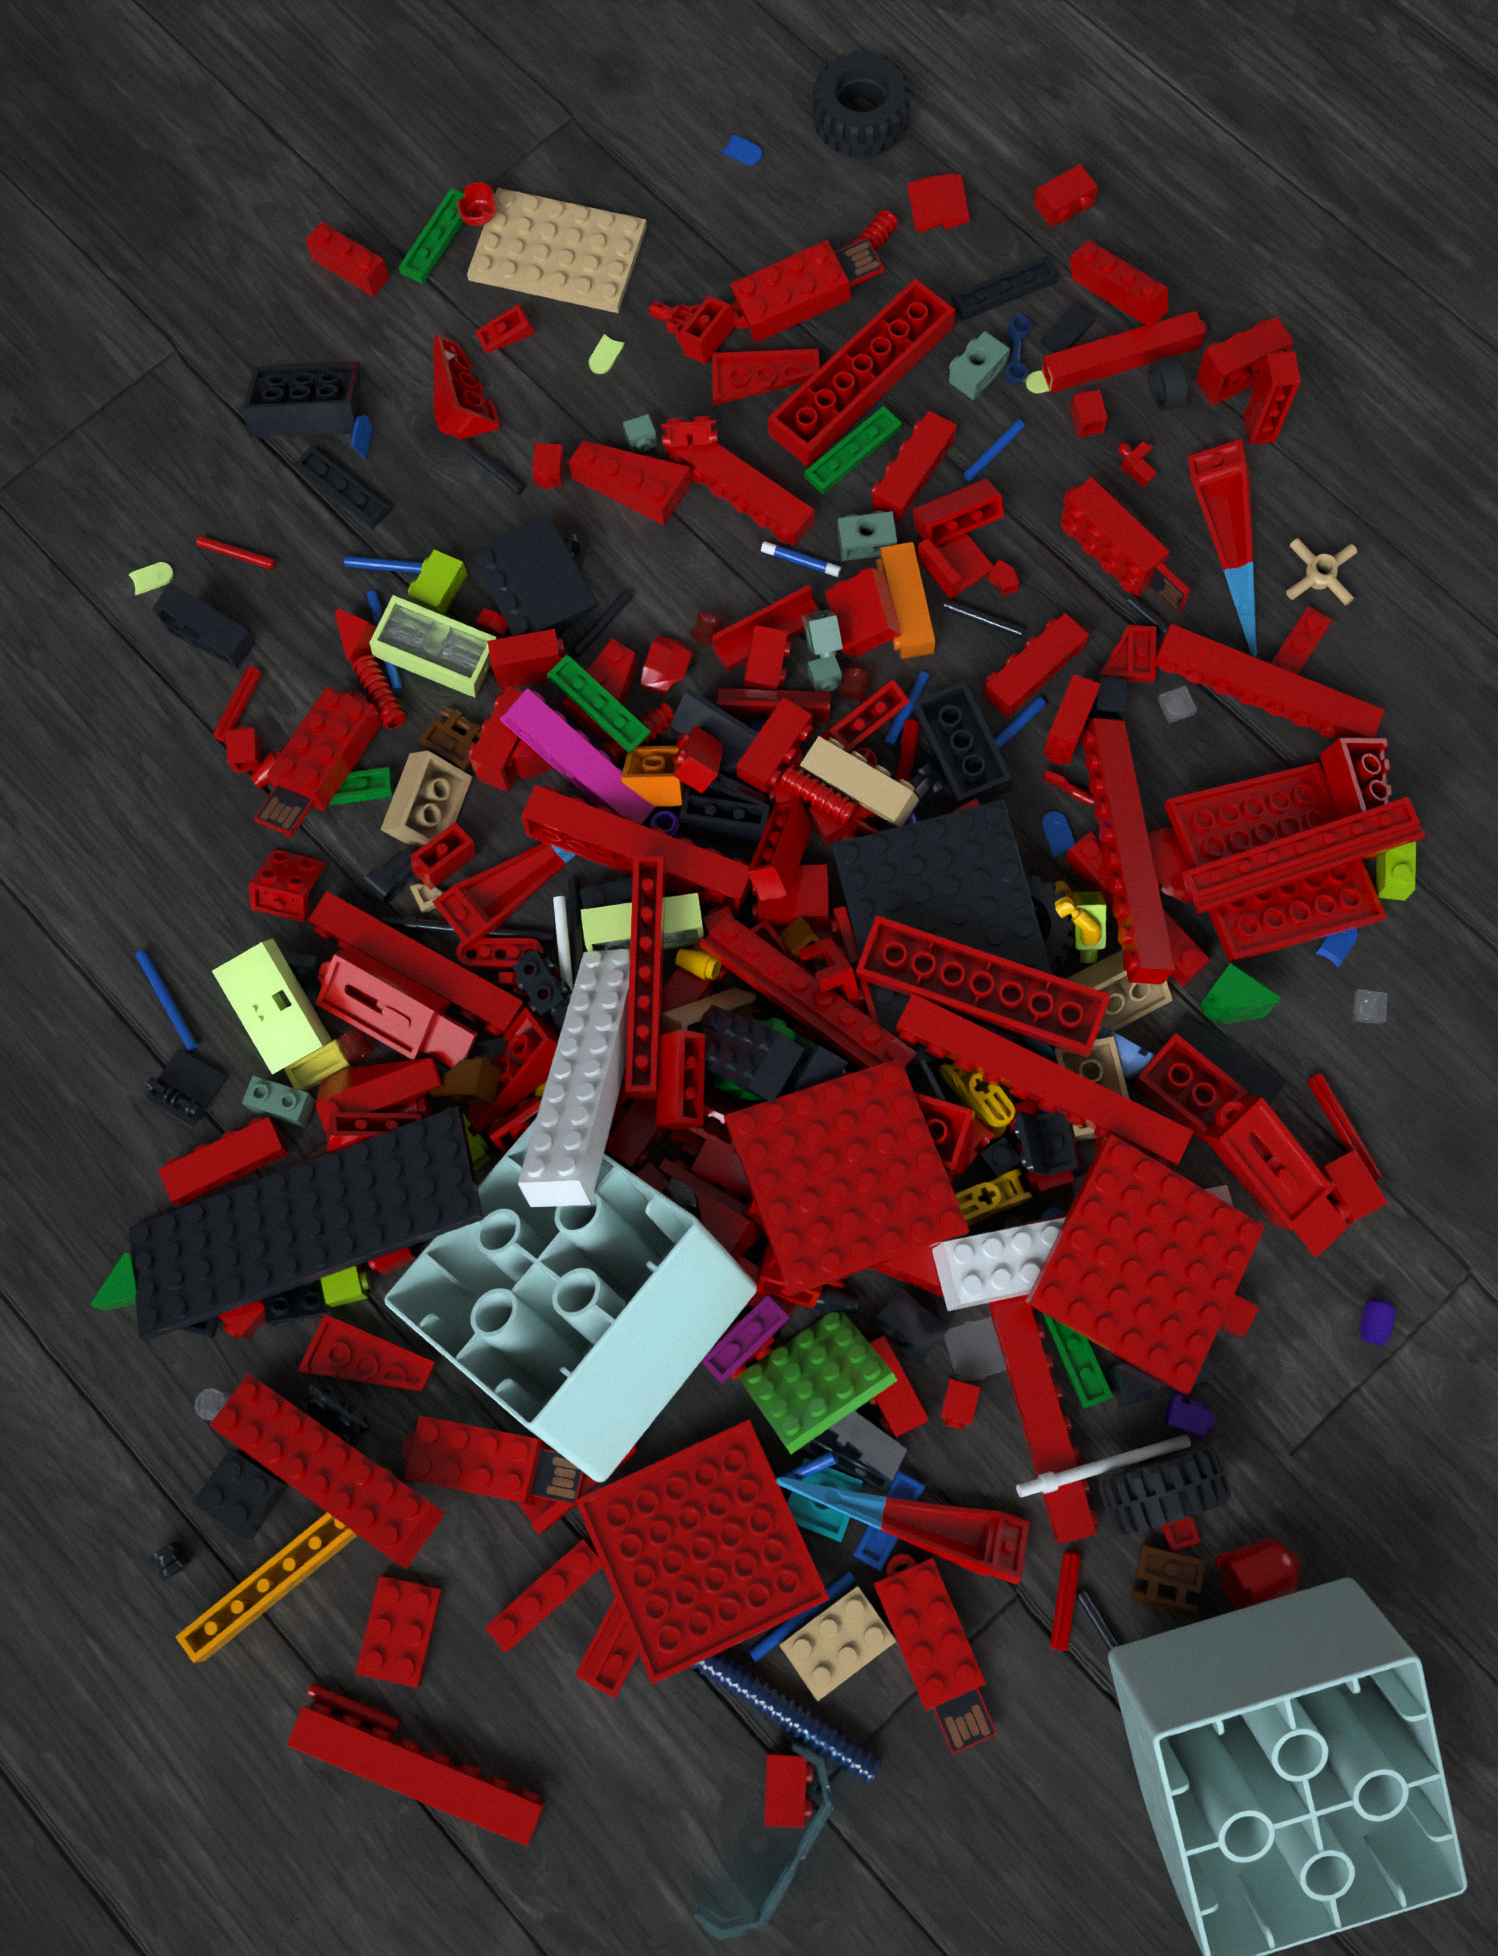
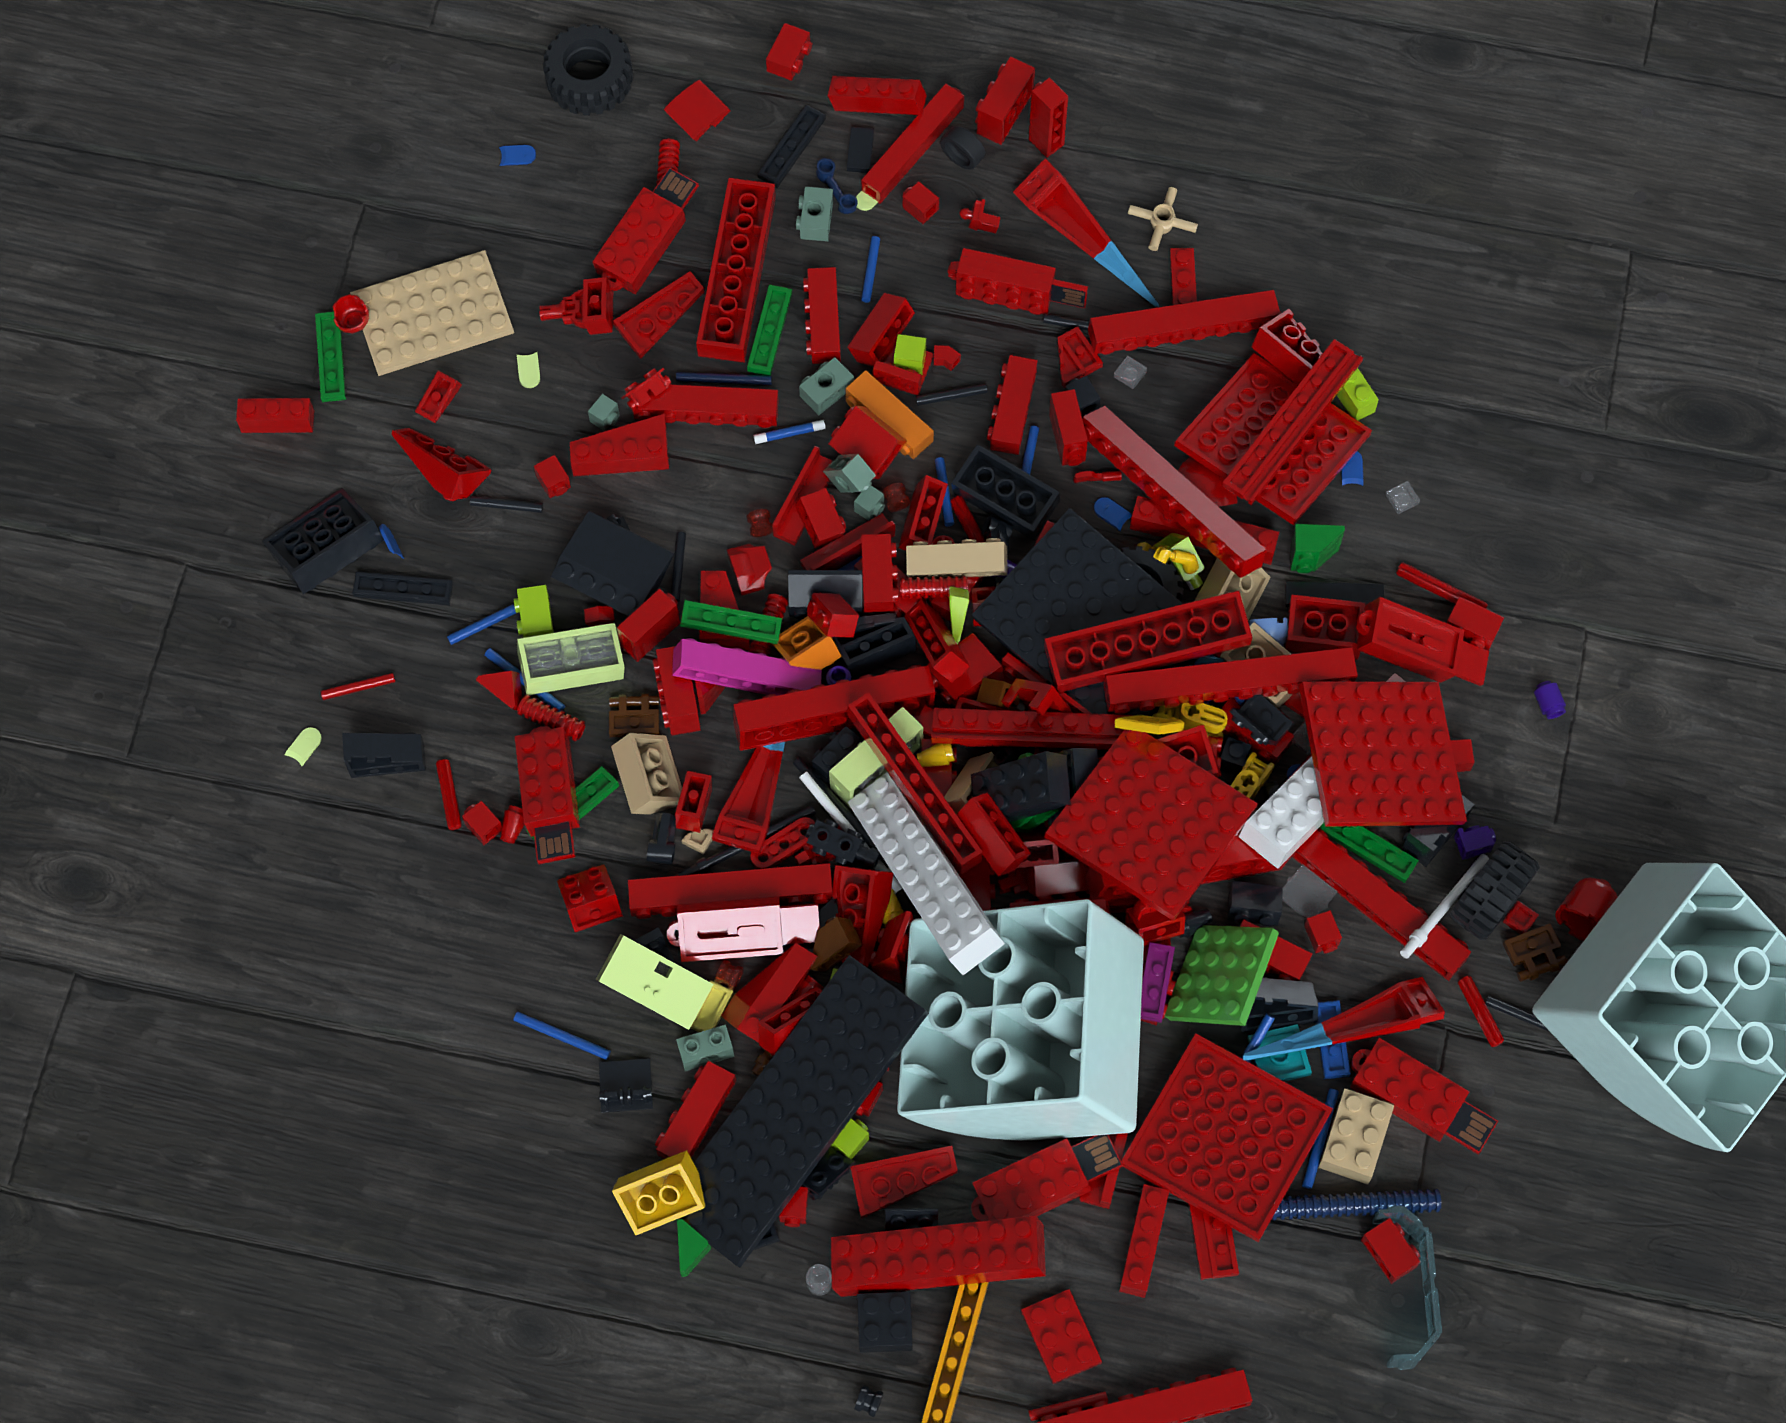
camera: 40 degrees left, 5 degrees down
(128, 1214) = (660, 1193): none -> yellow slope
(777, 470) = (723, 378): none -> dark blue bar
(826, 827) = (958, 607): none -> lime slope
(917, 1073) = (1149, 724): none -> yellow tile
(967, 552) = (910, 353): none -> lime piece

